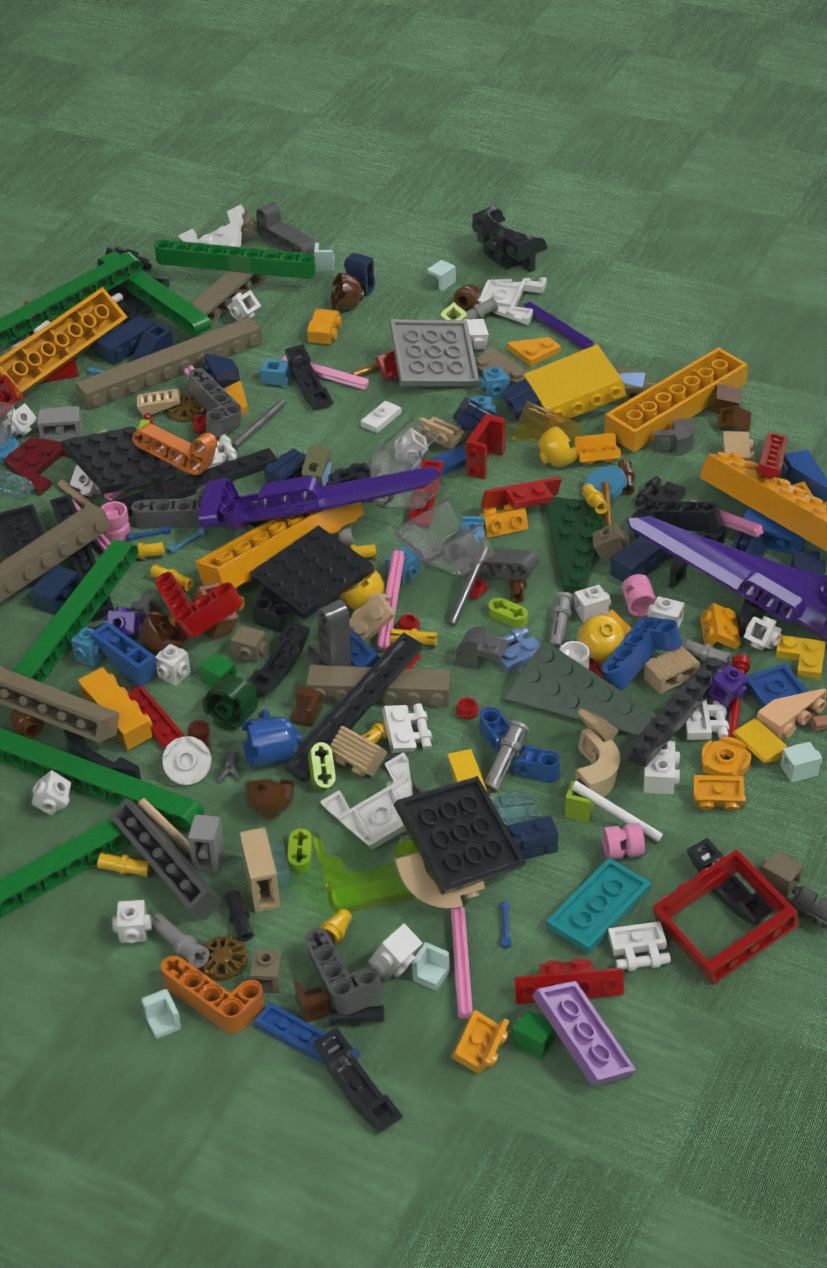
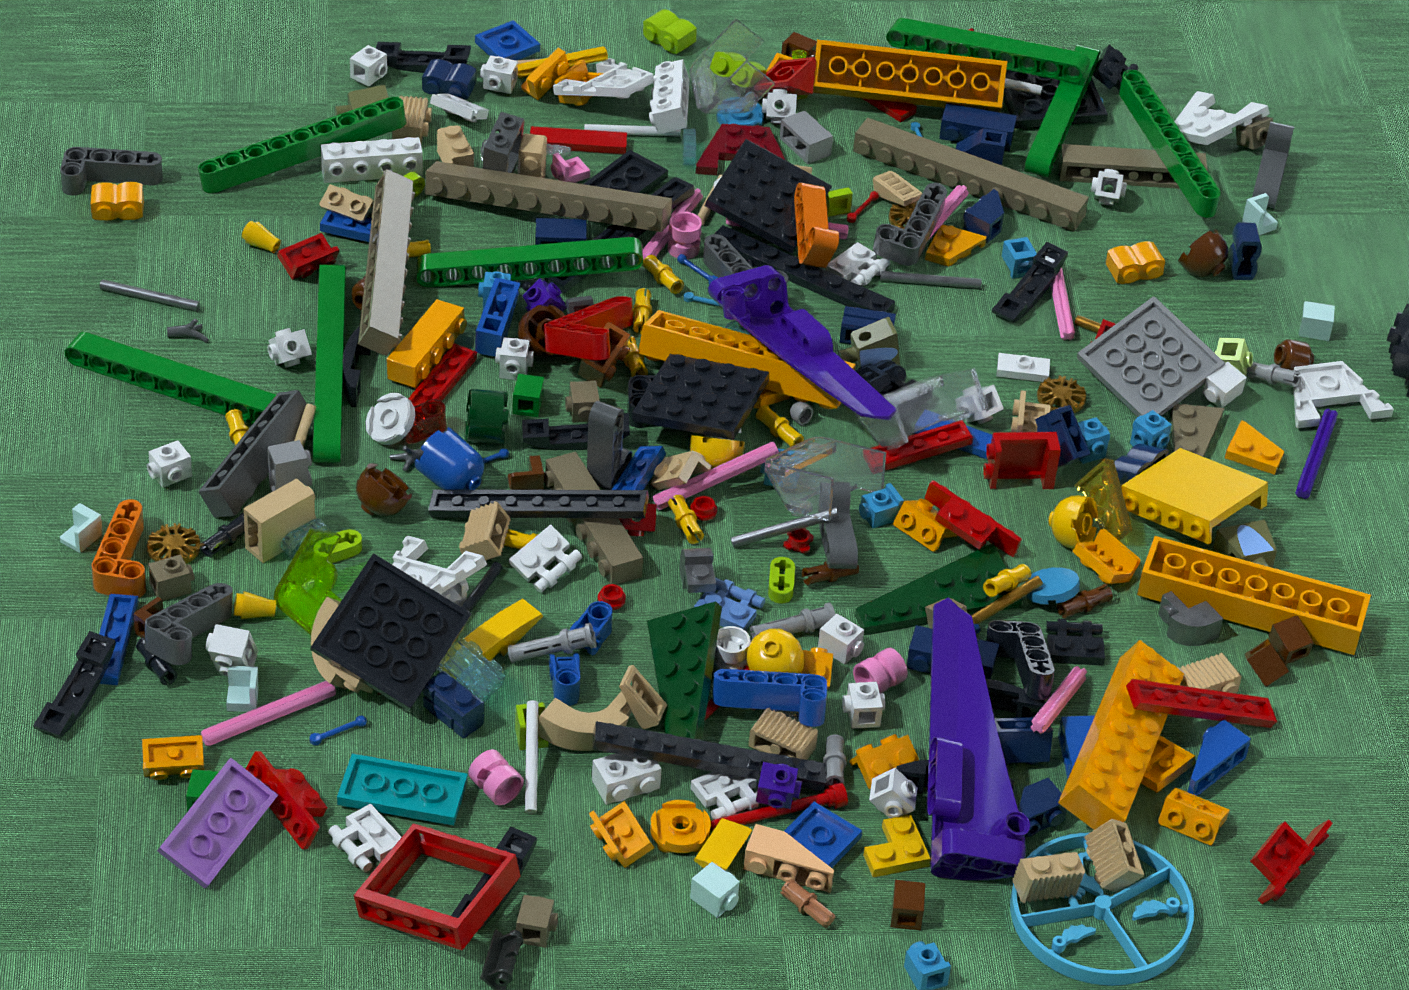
camera: 55 degrees right, 0 degrees up
(184, 945) = (162, 509): light grey pin -> none
(316, 766) = (445, 509): lime beam -> none
(421, 409) = (1060, 394): none -> pearl gold wheel

